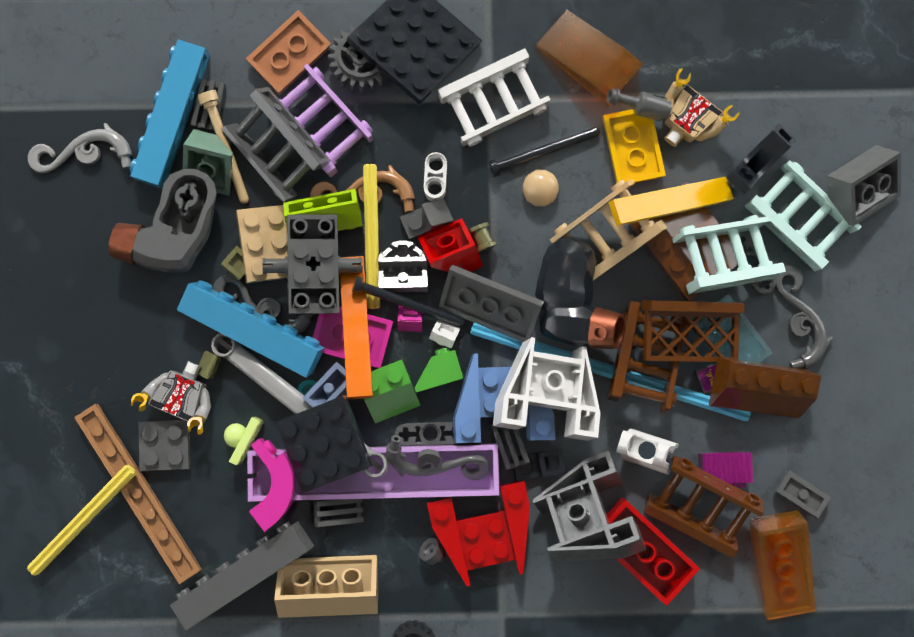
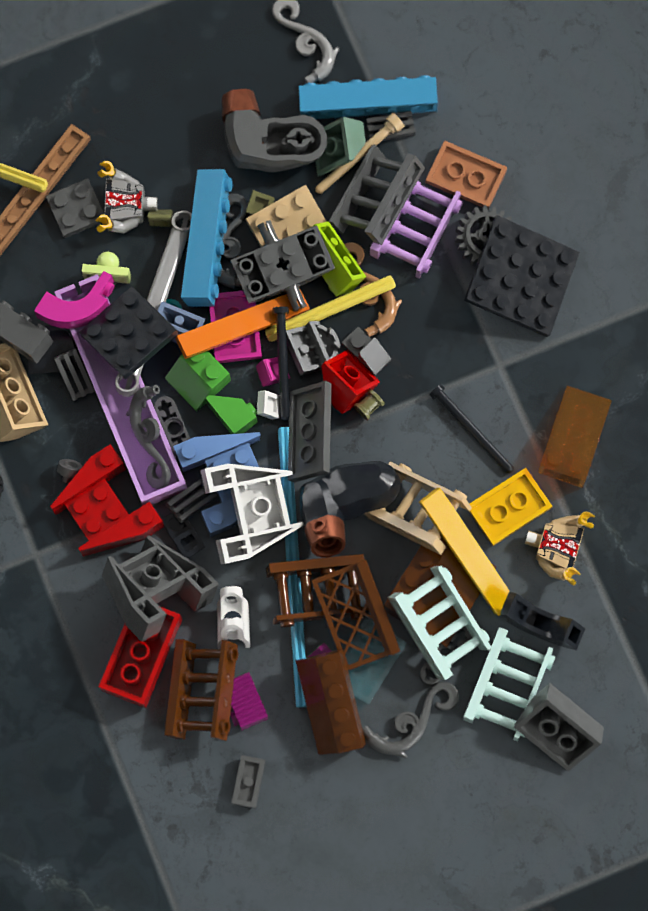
camera: 75 degrees right, 10 degrees down
(435, 177) = (404, 339): white beam -> none
(495, 73) = (505, 343): white fence -> none
(540, 188) = (436, 439): tan hair -> none
(643, 105) = (547, 497): dark grey piece -> none
(783, 563) = (176, 788): clear orange slope -> none

